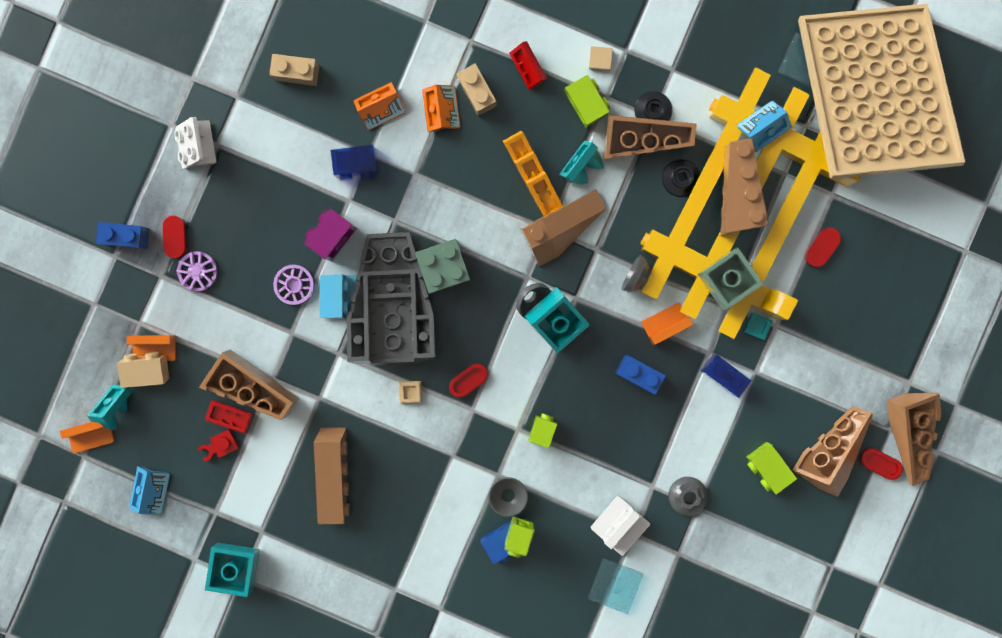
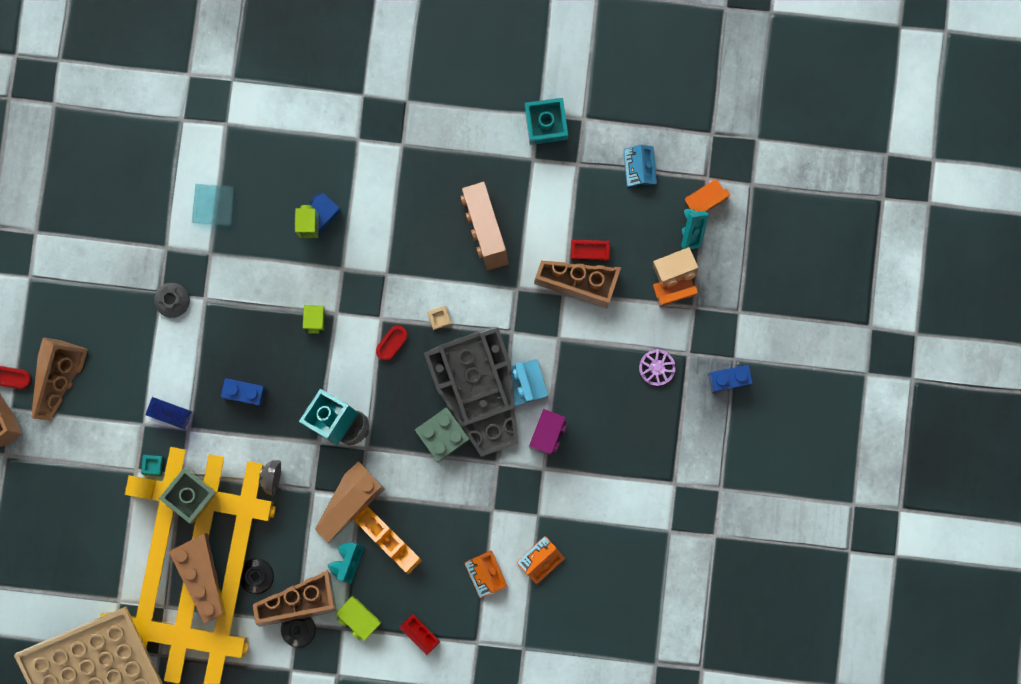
camera: 170 degrees right, 5 degrees down
(174, 237) = (686, 391): red tile -> none
(195, 143) = (692, 478): white bracket -> none
(221, 444) = (589, 224): red plate -> none
(293, 284) = (569, 380): lavender wheel -> none
(294, 69) = (624, 569): tan brick -> none
(354, 162) = (547, 503): clear blue brick -> none
(476, 89) = (458, 599): tan brick -> none
(512, 507) = (325, 243): dark grey piece -> none
(600, 58) = (357, 661): tan tile -> none
(620, 526) = (223, 257): white bracket -> none
(666, 324) = (233, 443): orange panel -> none
(765, 125) = (195, 640): dark azure panel -> none
(771, 468) = (107, 345): lime brick -> none
(822, 247) = (114, 551): red tile -> none

